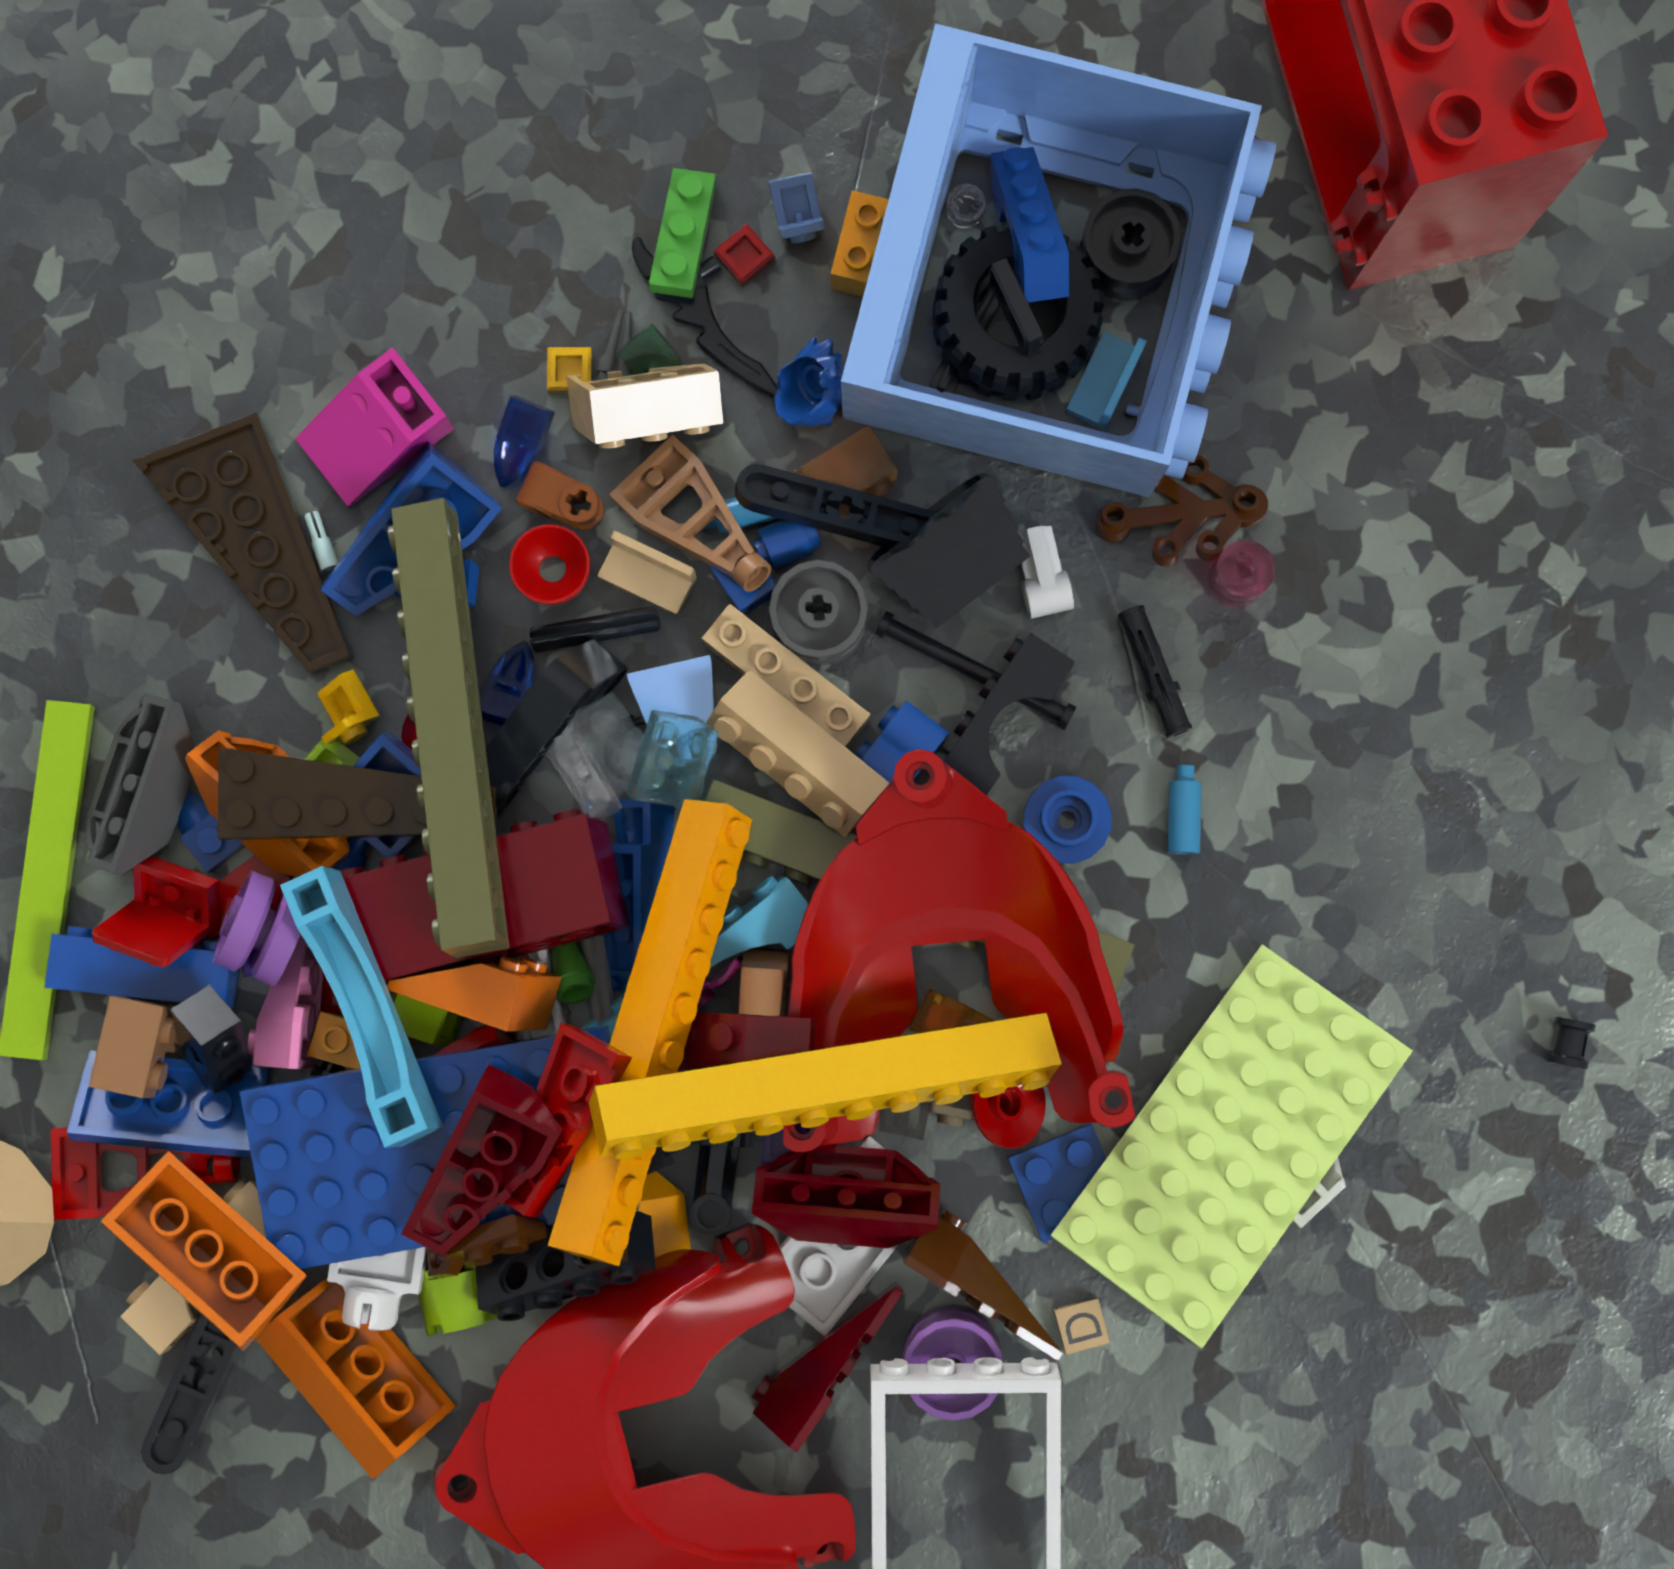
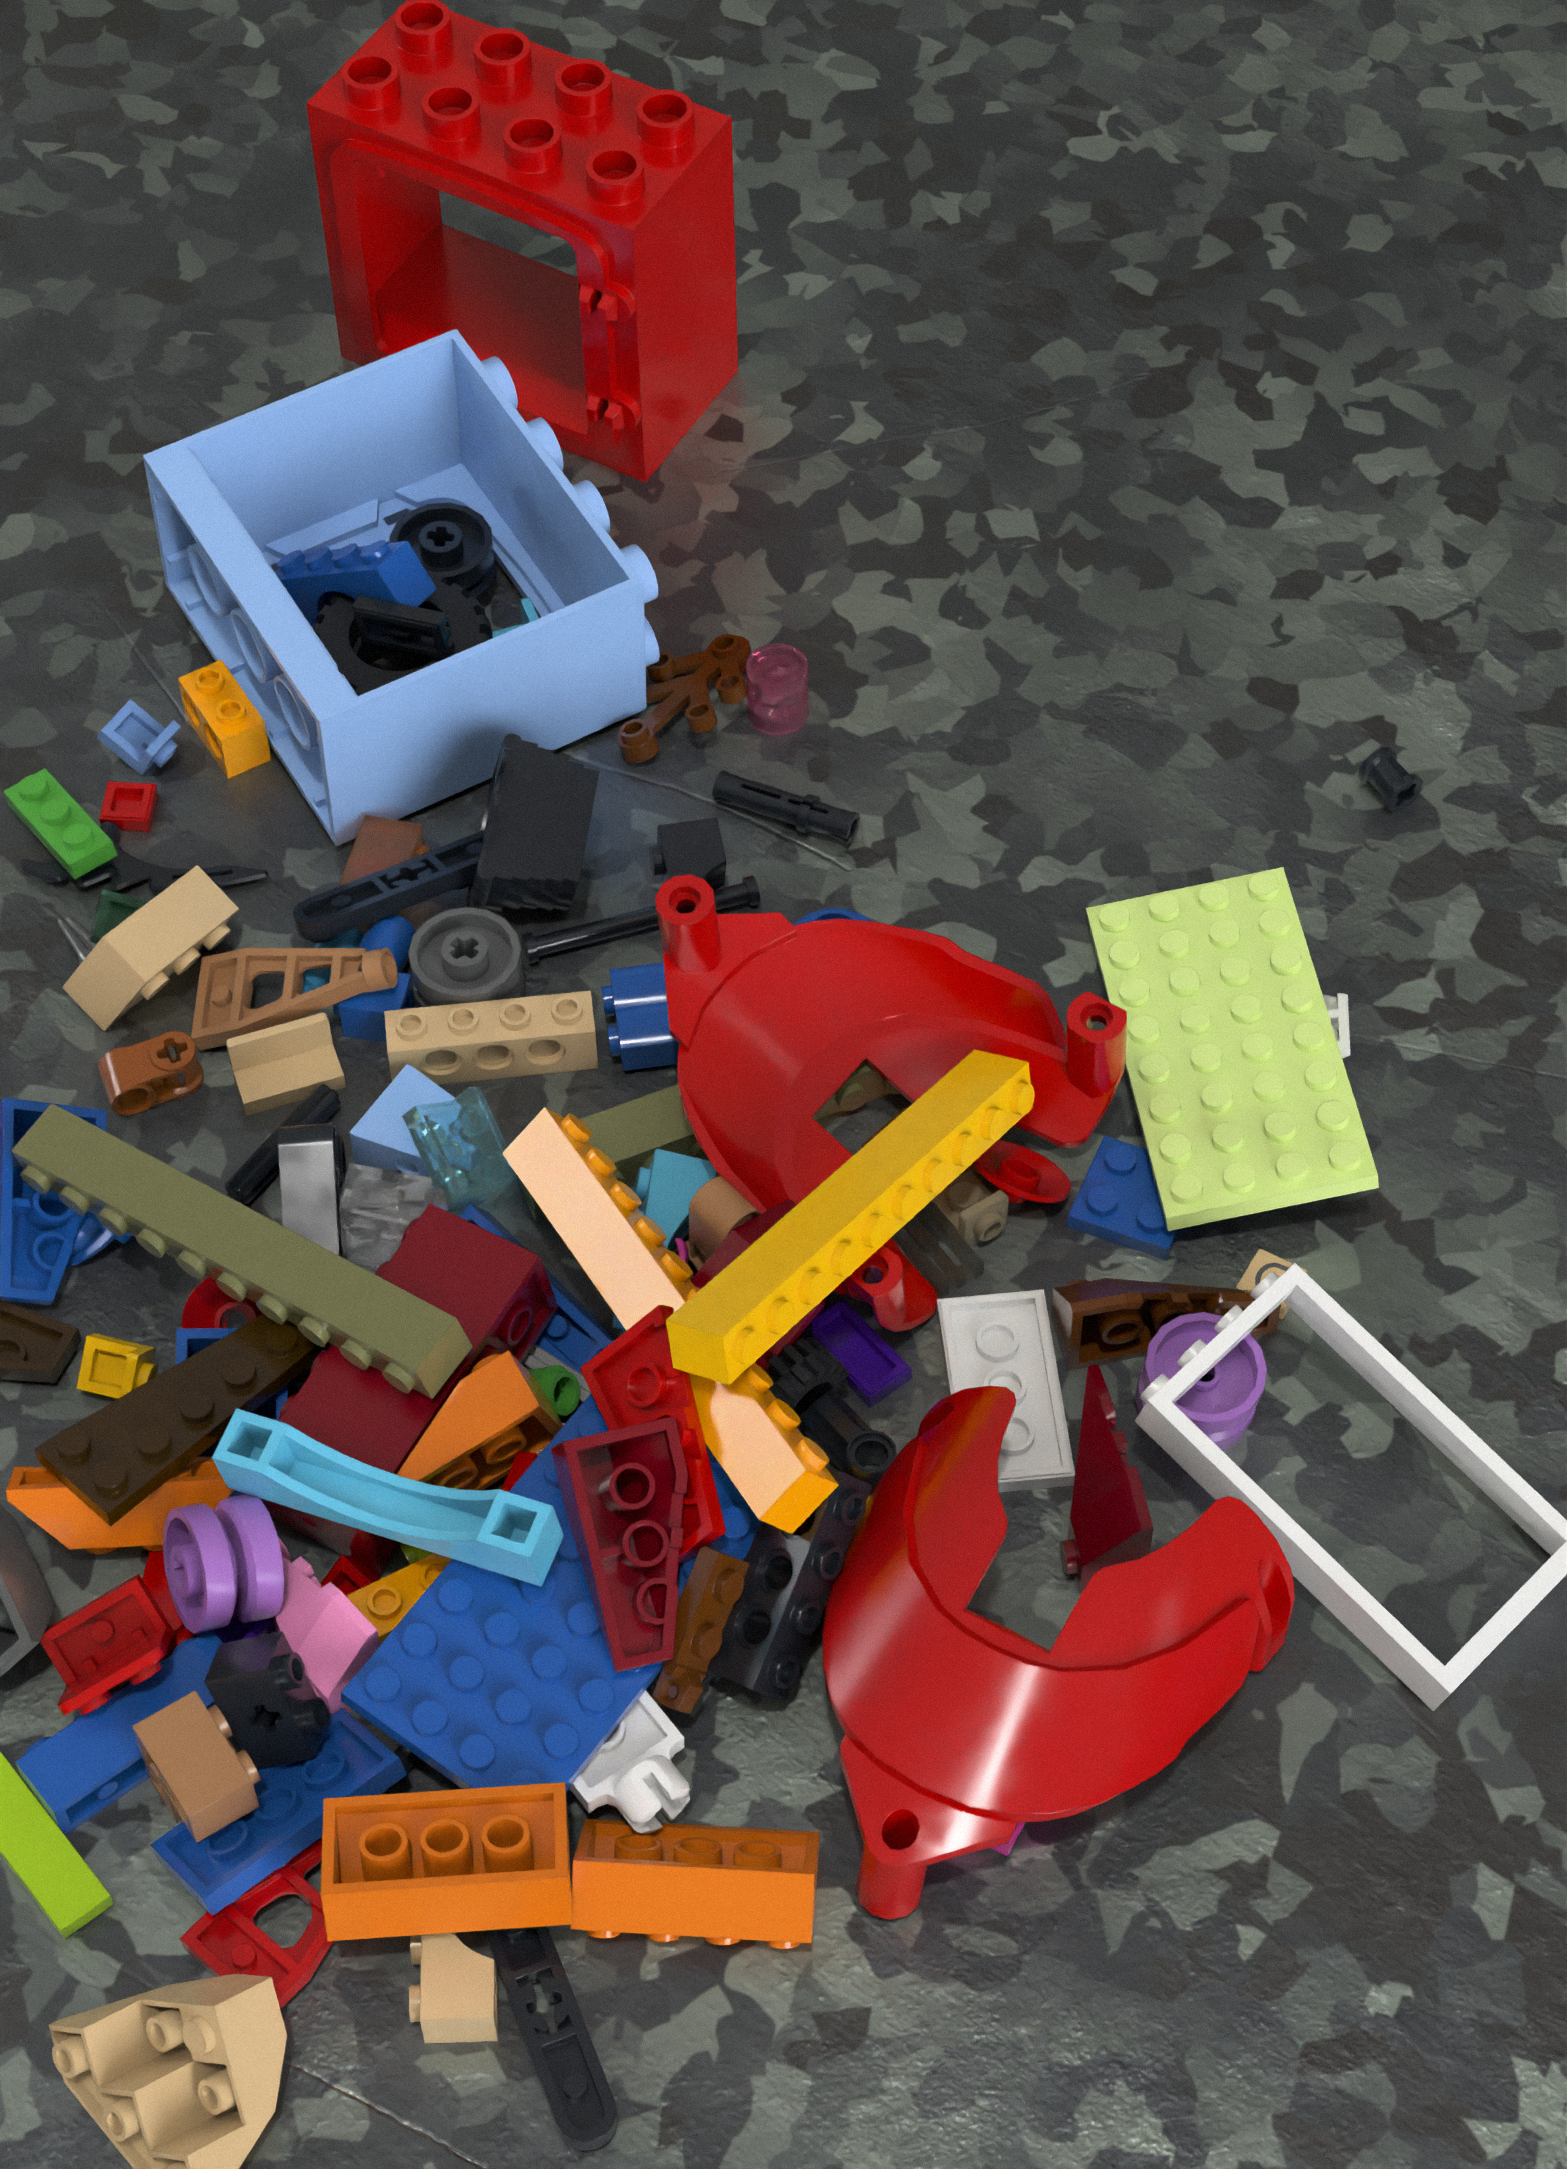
camera: 45 degrees left, 30 degrees down
(200, 834) = (83, 1578): blue plate -> none
(451, 1303) = (725, 1735): lime cylinder -> none
(520, 438) = (66, 1061): clear blue plate -> none
(536, 547) = (190, 1106): red piece -> none
(567, 361) = (49, 996): yellow tile -> none
(796, 753) = (563, 1062): tan brick -> none
(810, 386) = (286, 833): blue hair -> none
(847, 1196) = (979, 1331): dark red wedge -> none
(1044, 585) = (628, 817): white piece -> none
(1184, 812) = (921, 876): dark azure cylinder -> none

